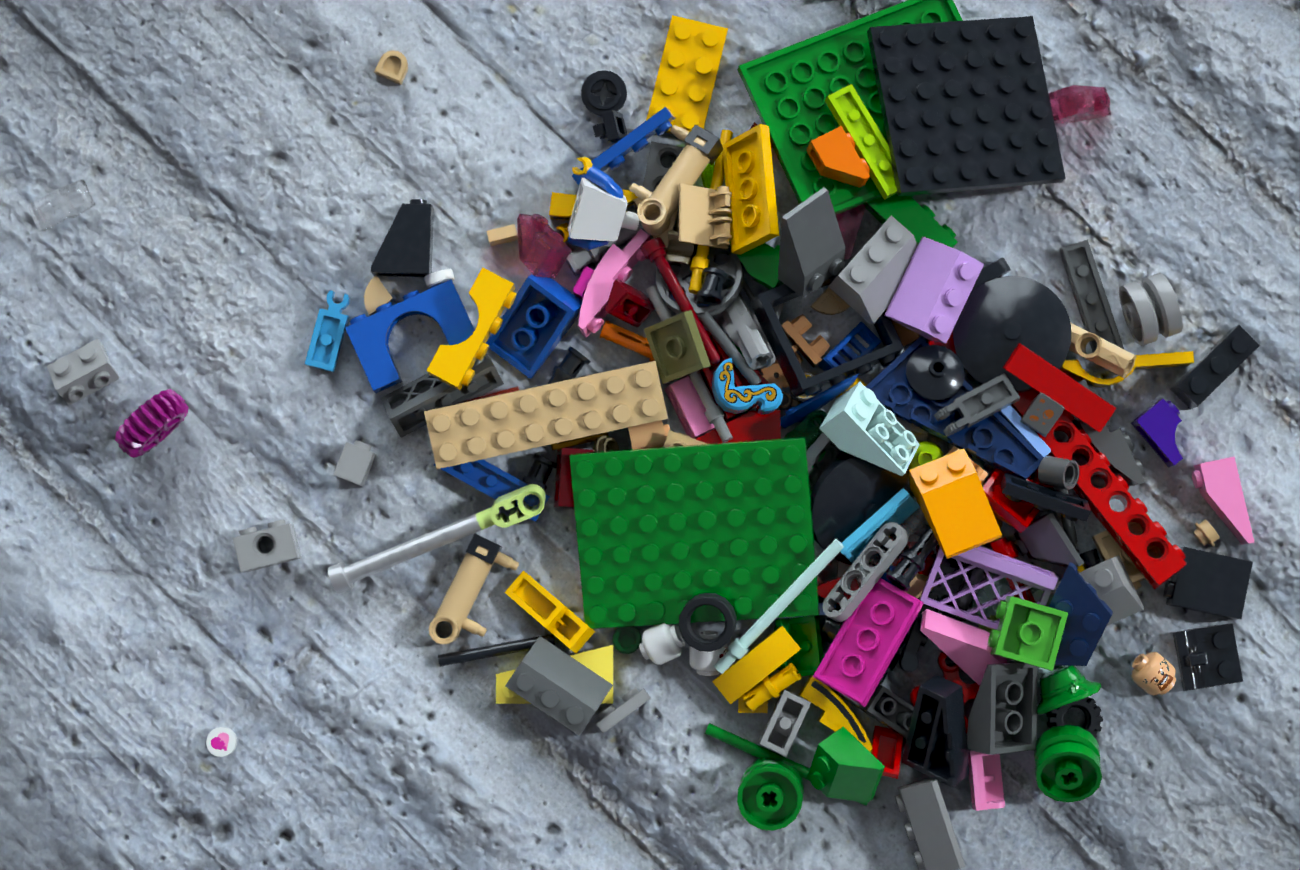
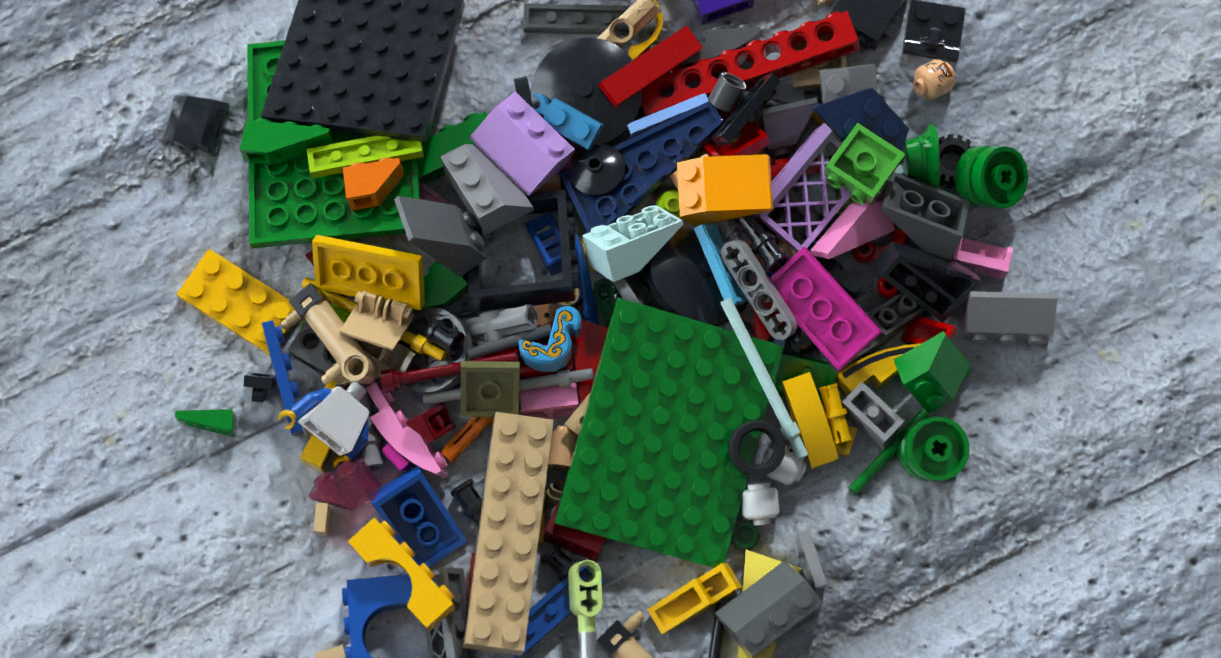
camera: 70 degrees left, 10 degrees down
(392, 66) = (120, 570): tan tile -> none
(408, 243) = (296, 610): black slope -> none
(439, 277) = (340, 593): white tile -> none
(561, 100) = (218, 421): none -> green slope
(595, 83) = (221, 369): black gear -> none
(811, 352) = (536, 274): medium nougat hips -> none
(830, 303) = (497, 244): tan tile -> none
(848, 53) = (275, 143): none -> green slope
(973, 326) = (569, 121): none -> dark azure plate
(979, 404) = (640, 138): dark grey hinge -> none
(1042, 414) = (669, 88): dark grey slope -> none

